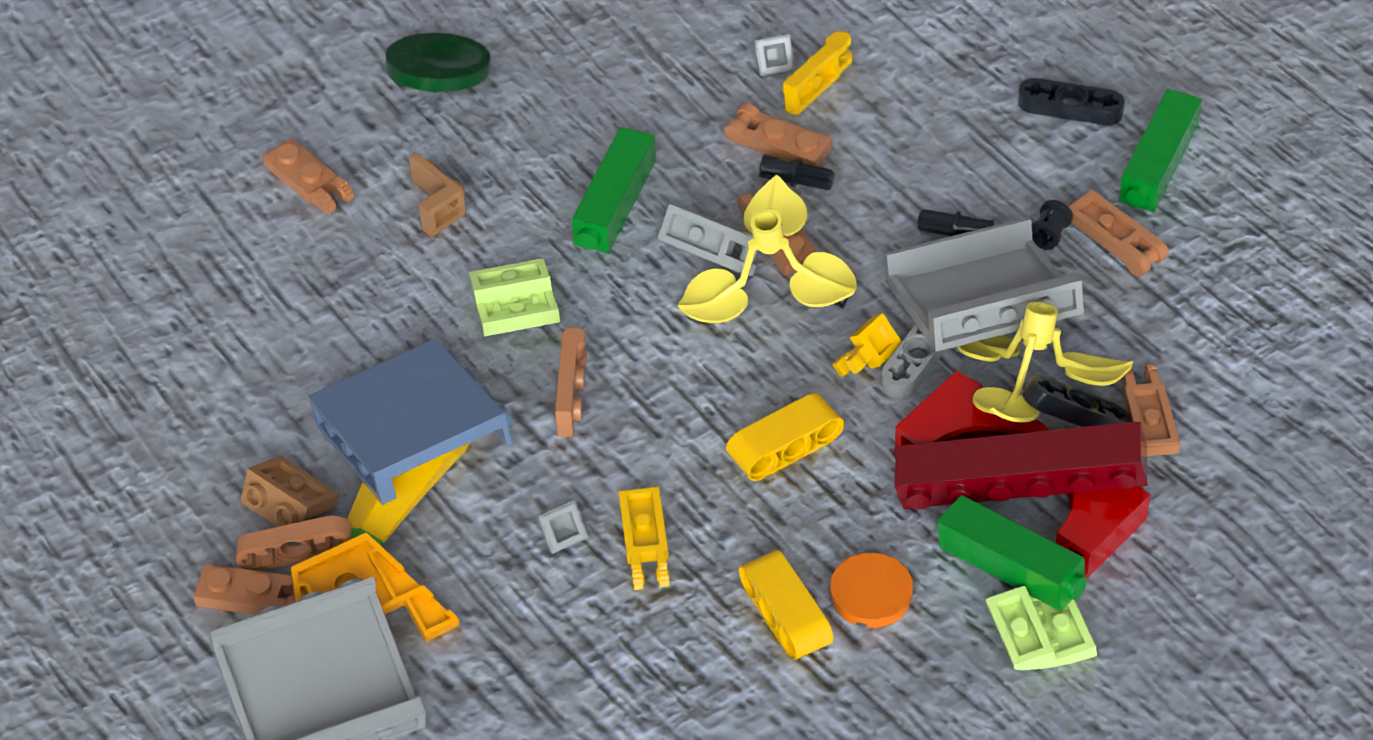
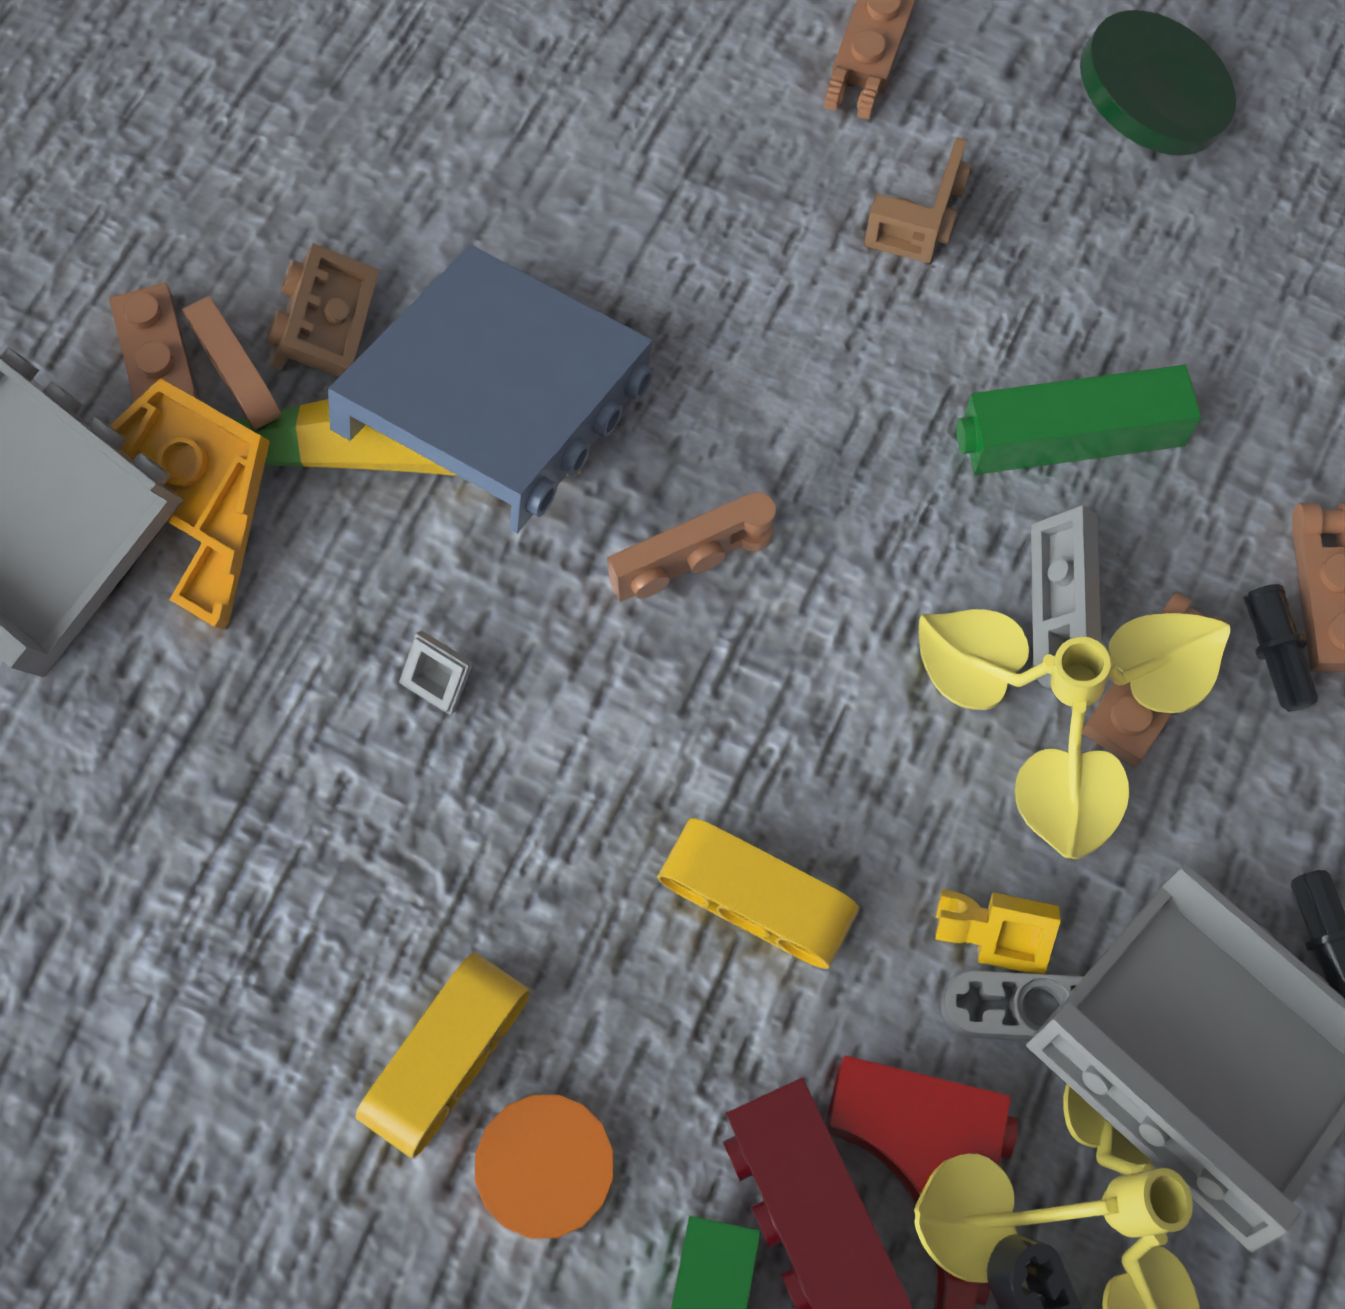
camera: 60 degrees right, 20 degrees up
(514, 297) = (813, 398): yellowish green slope -> none
(644, 533) = (478, 788): yellow hinge -> none

